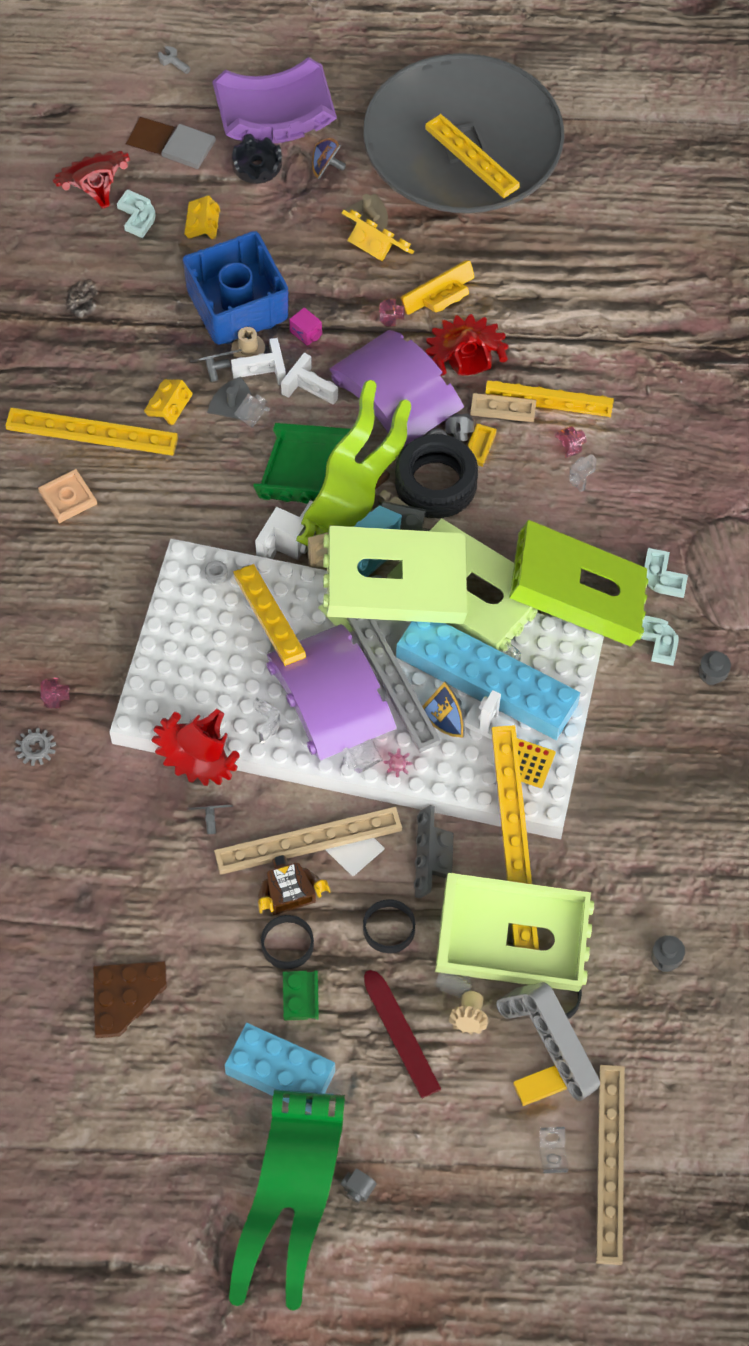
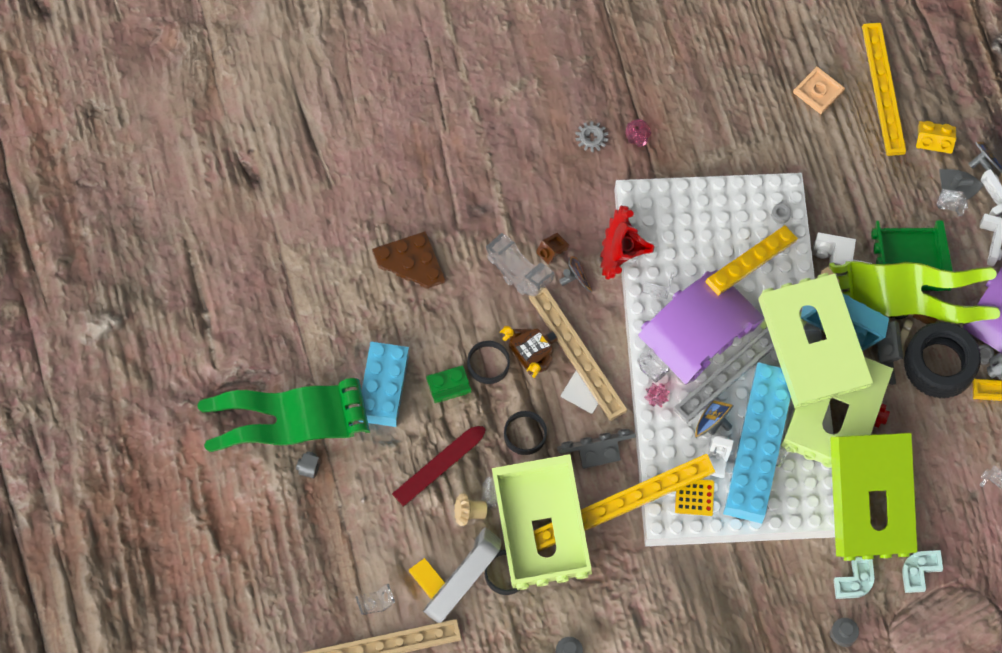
camera: 70 degrees right, 5 degrees up
(166, 830) = (552, 247): none -> reddish brown bracket
(188, 871) = (516, 268): none -> clear brick

